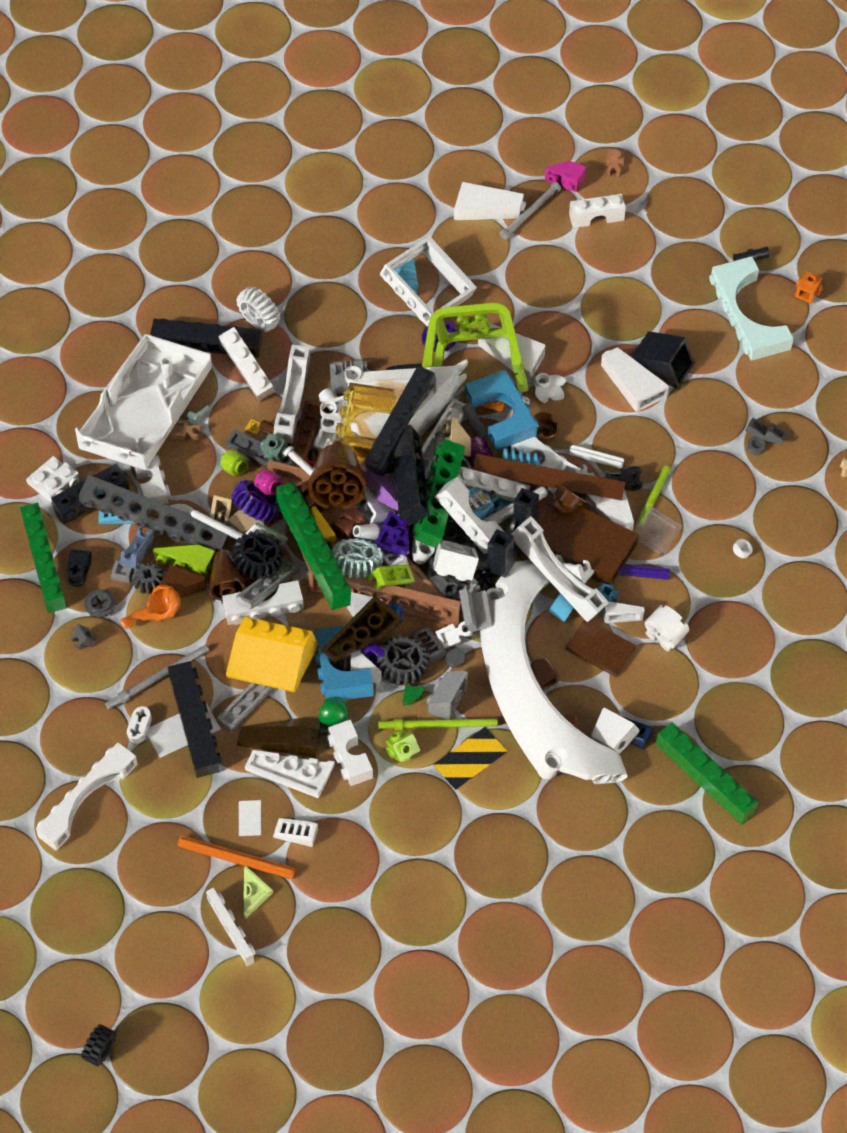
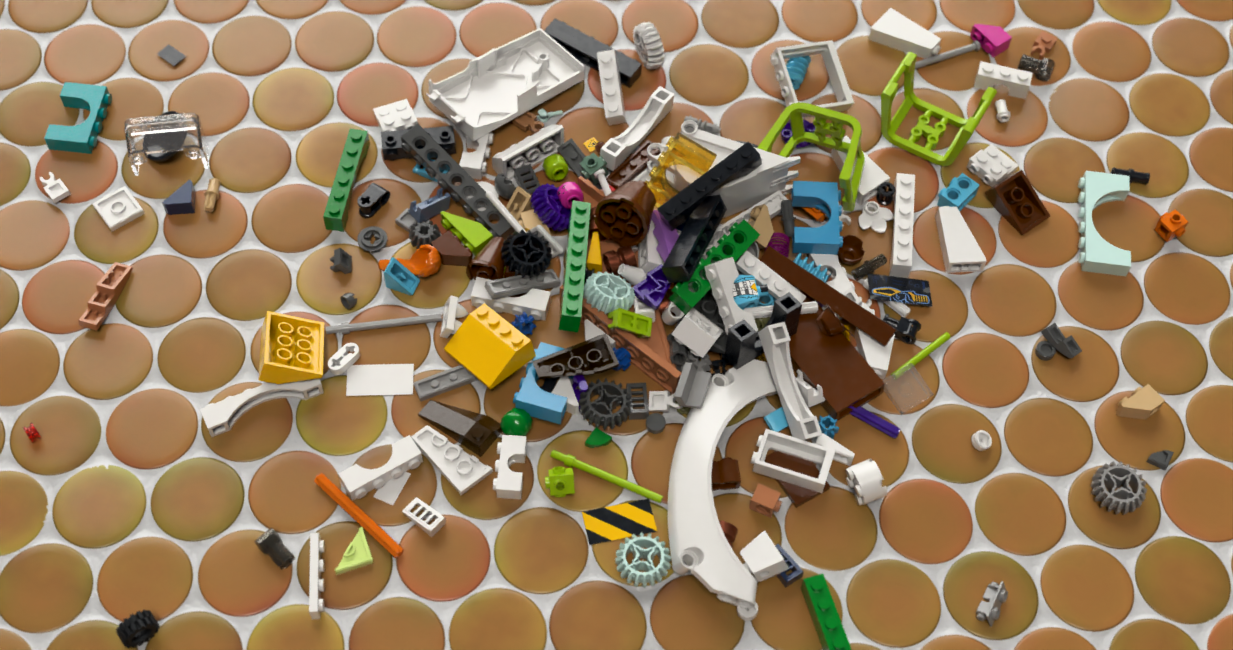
camera: 25 degrees right, 0 degrees up
(87, 737) = (290, 349): none -> yellow slope
(111, 670) = (348, 300): none -> dark grey hinge
(149, 628) = (400, 278): none -> medium azure slope
(173, 918) = (272, 545): none -> clear smoke piece
(194, 720) = (391, 375): black brick -> none
(196, 503) = (504, 187): none -> dark grey hair
(201, 458) = (531, 151): none -> white slope
(211, 479) = (524, 174): none -> dark grey slope
(215, 640) = (451, 311): none -> white tile
(219, 827) = (359, 481): none -> white arch
(289, 618) = (519, 320): none -> blue gear
(448, 694) = (628, 454): light grey slope -> none
(519, 286) = (889, 126): none -> lime windscreen
(522, 789) = (635, 546): none -> light aqua gear
(550, 361) = (882, 192): none -> black bush
(567, 436) = (869, 267): none -> clear smoke axle
(587, 401) = (903, 225): none -> white arch
(588, 682) = (765, 501): none -> nougat brick
(594, 624) = (797, 448): none -> white piece
(605, 444) = (899, 289): none -> black sticker
(612, 242) = (1003, 114): none -> white pin
(612, 333) = (959, 192): none -> medium azure brick
(622, 786) = (747, 613): none -> white tile
(625, 185) = (1041, 68): none -> clear smoke piece
(627, 296) = (991, 165): none -> white plate
(665, 357) = (998, 234): black slope -> none
(667, 317) = (1018, 202): none -> reddish brown slope
(822, 690) = (996, 595): none -> light grey hinge

